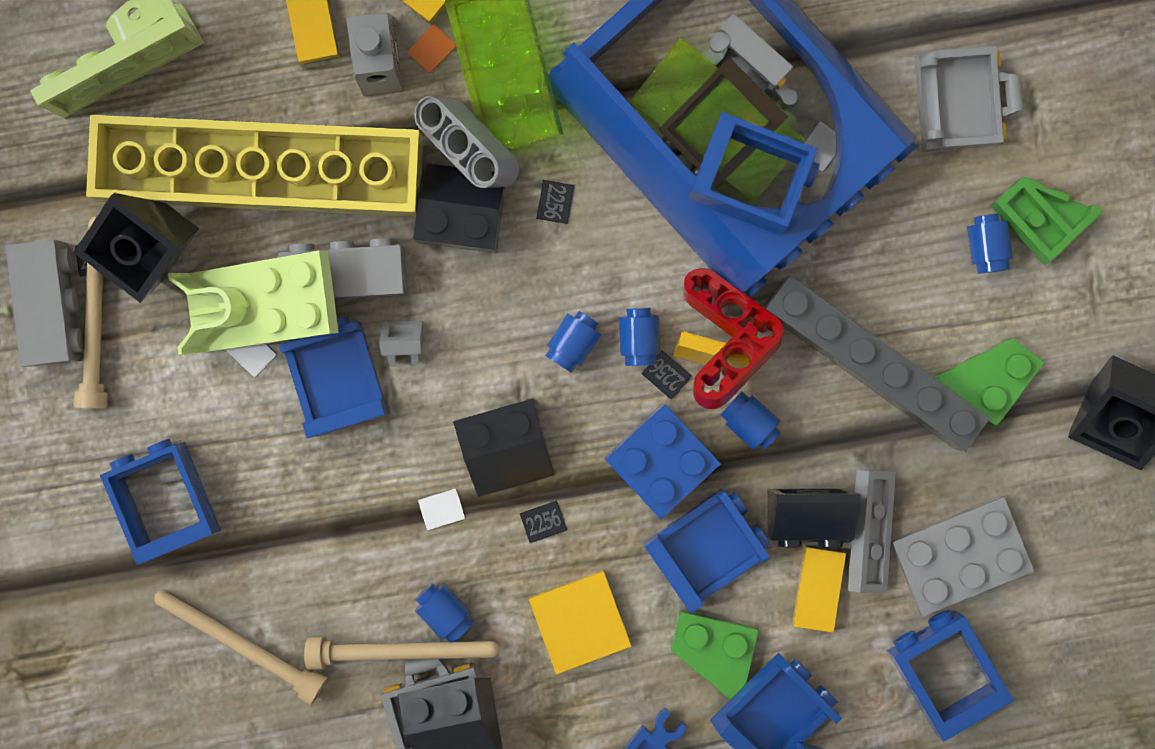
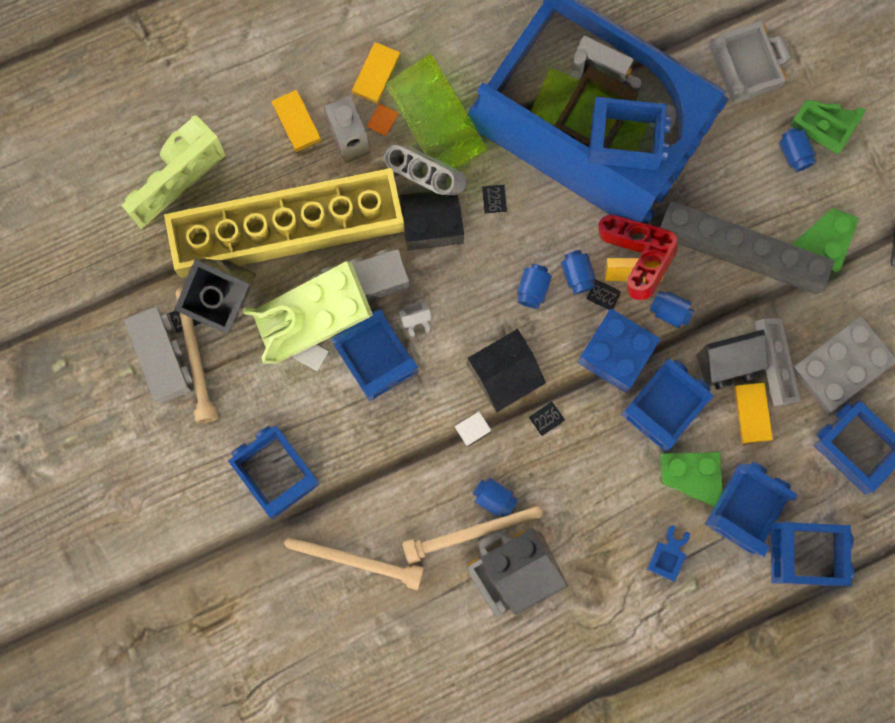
camera: 15 degrees left, 10 degrees down
(579, 622) = (592, 480): yellow tile -> none

